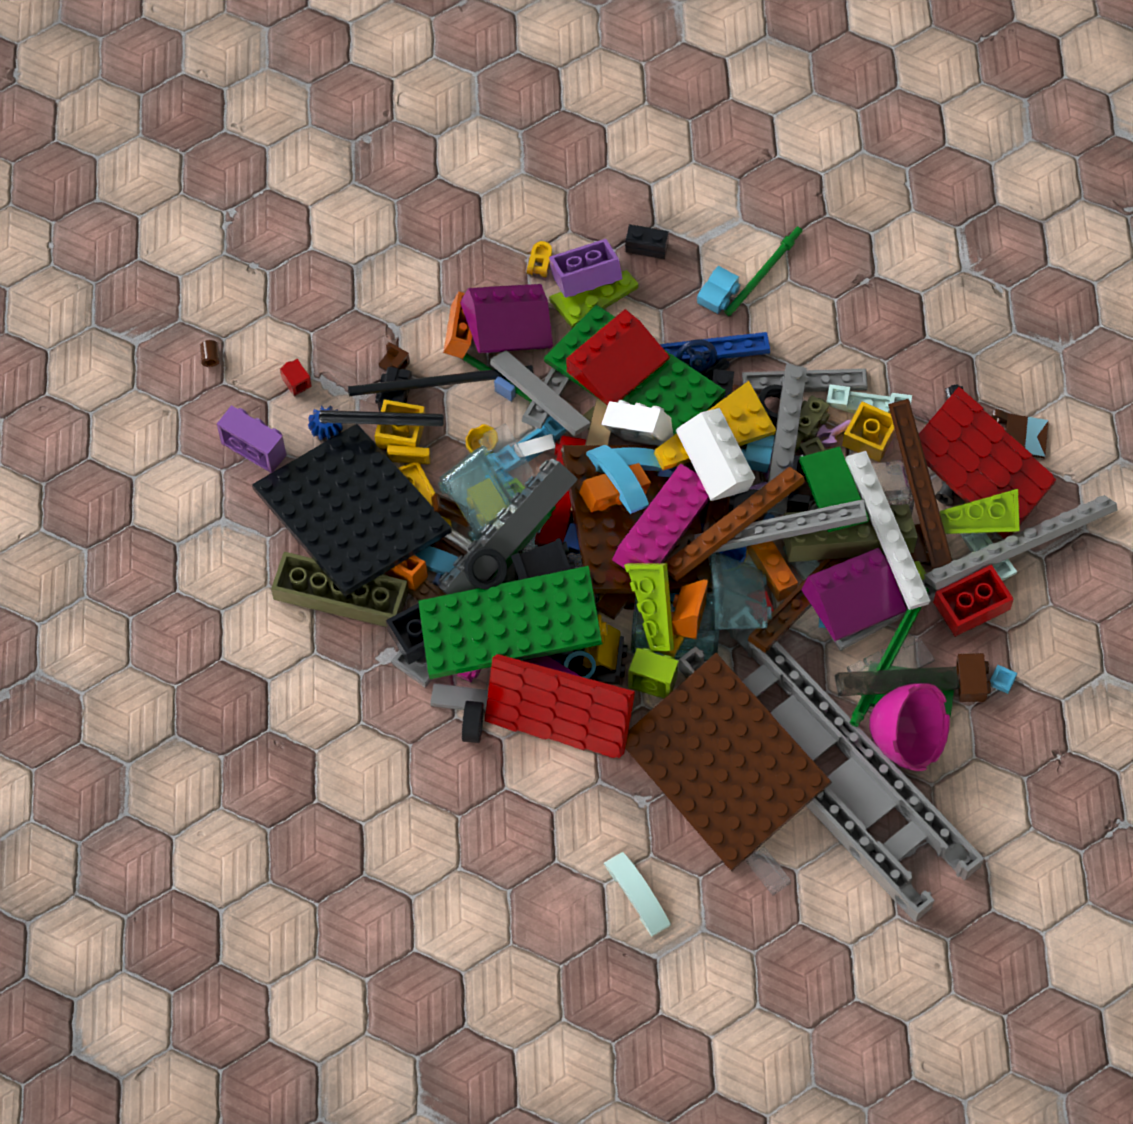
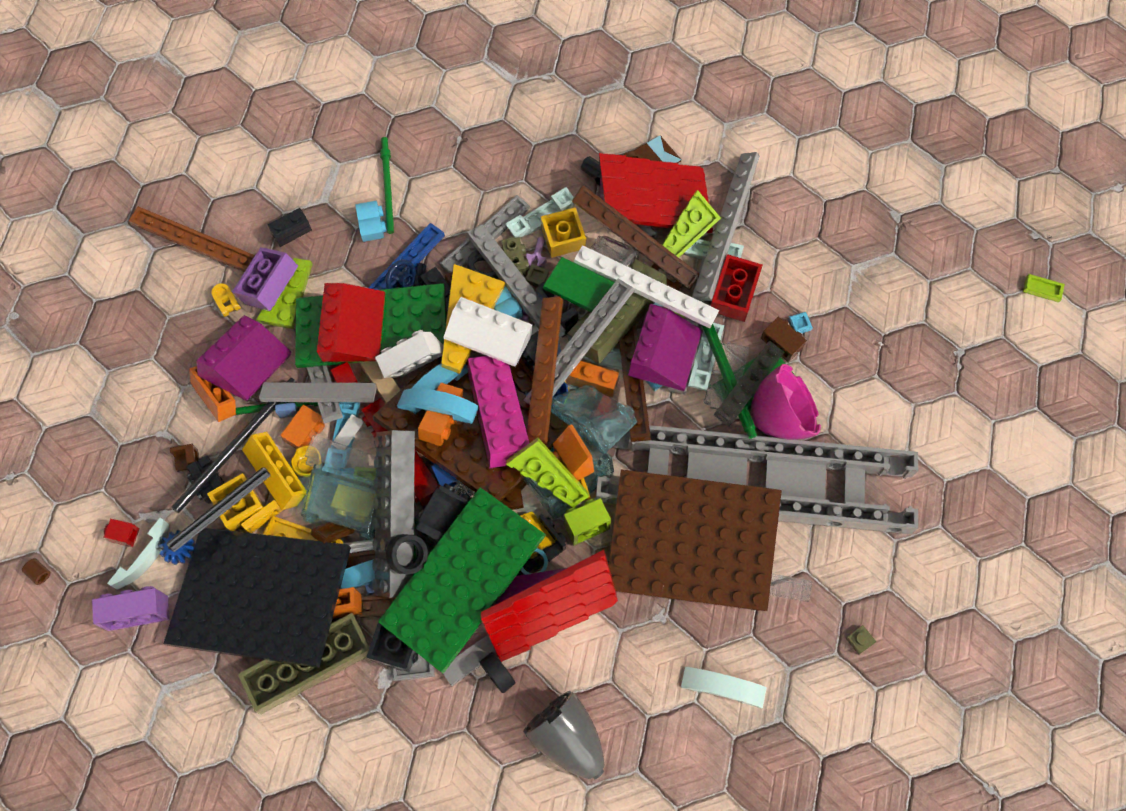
camera: 45 degrees left, 5 degrees up
(294, 412) = (145, 559): none -> light aqua slope
(449, 438) = (283, 482): none -> yellow brick
(479, 814) = (568, 737): none -> dark grey cylinder
(502, 411) = (303, 427): none -> orange brick
(559, 187) = (191, 239): none -> dark orange plate
(576, 397) = (343, 374): none -> red brick
(784, 959) = (861, 639): none -> olive plate
(876, 641) = (704, 362): none -> light aqua slope

